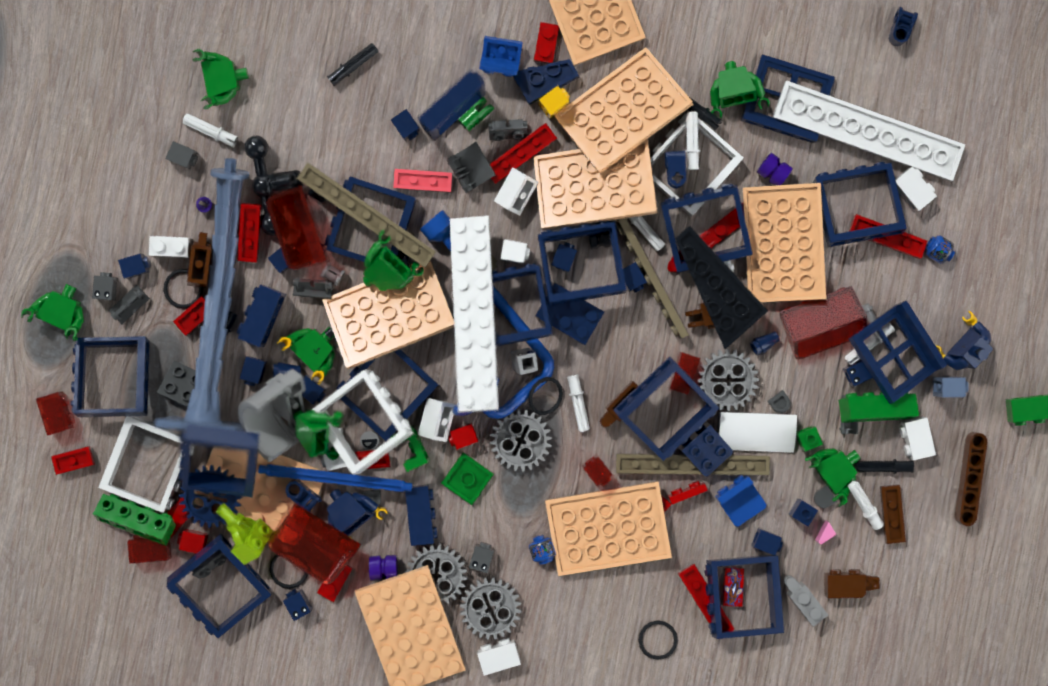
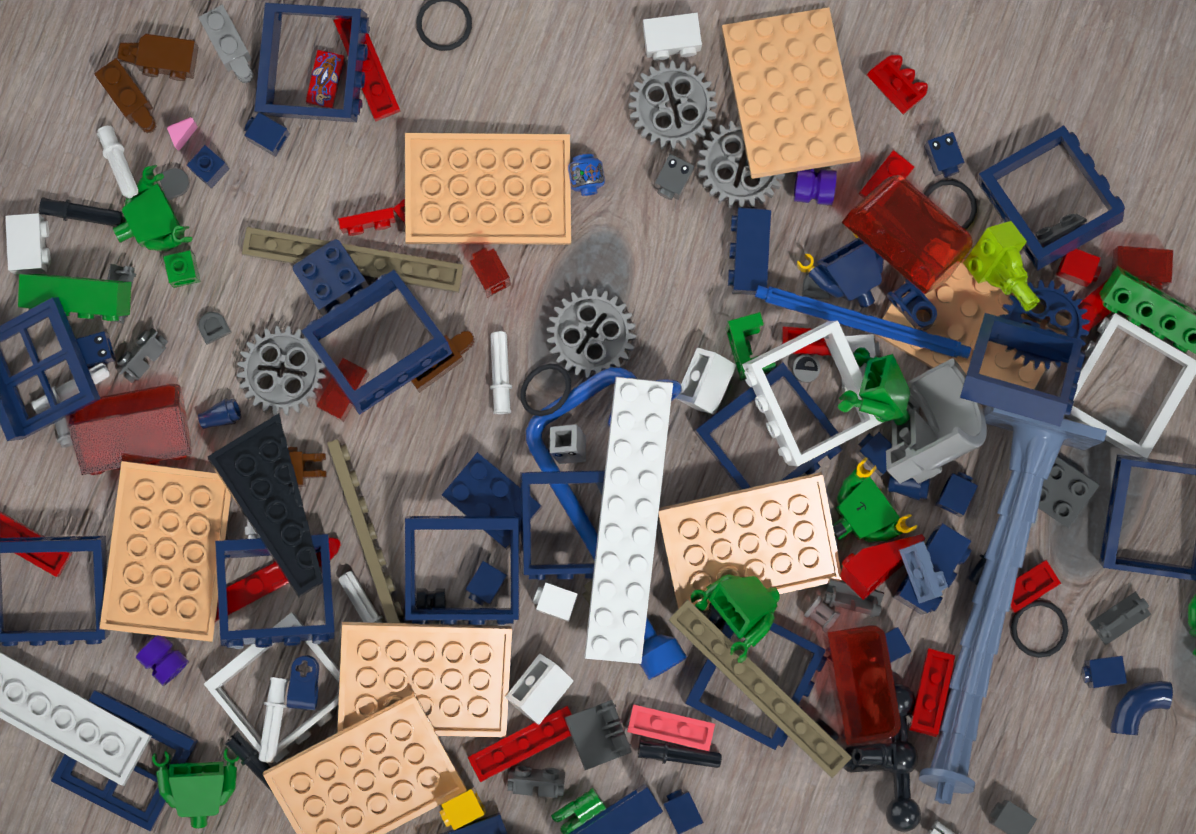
camera: 175 degrees left, 5 degrees down
(104, 287) = (1151, 648): dark grey brick -> none
(108, 248) = (1139, 702): none -> dark blue cylinder
(170, 246) = (1048, 690): white brick -> none
(199, 262) = (1010, 661): reddish brown hinge -> none
(201, 208) = (996, 740): dark purple hinge -> none
(269, 312) = (919, 567): none -> sand blue hinge
(300, 313) = (874, 565): none -> red slope
(338, 649) = (897, 83): none -> red plate
(415, 163) = (665, 752): none -> black axle
(463, 436) = (672, 352): red brick -> none
(467, 478) = (675, 292): green tile -> none
(633, 278) = (391, 537): dark blue brick -> none
(740, 500) = (293, 198): blue bracket -> none
(758, 431) = (251, 291): white slope -> none
(830, 369) = (133, 361): none -> dark grey hinge
(867, 552) = (126, 95): none -> reddish brown hinge
(892, 514) = (81, 144): reddish brown plate -> none

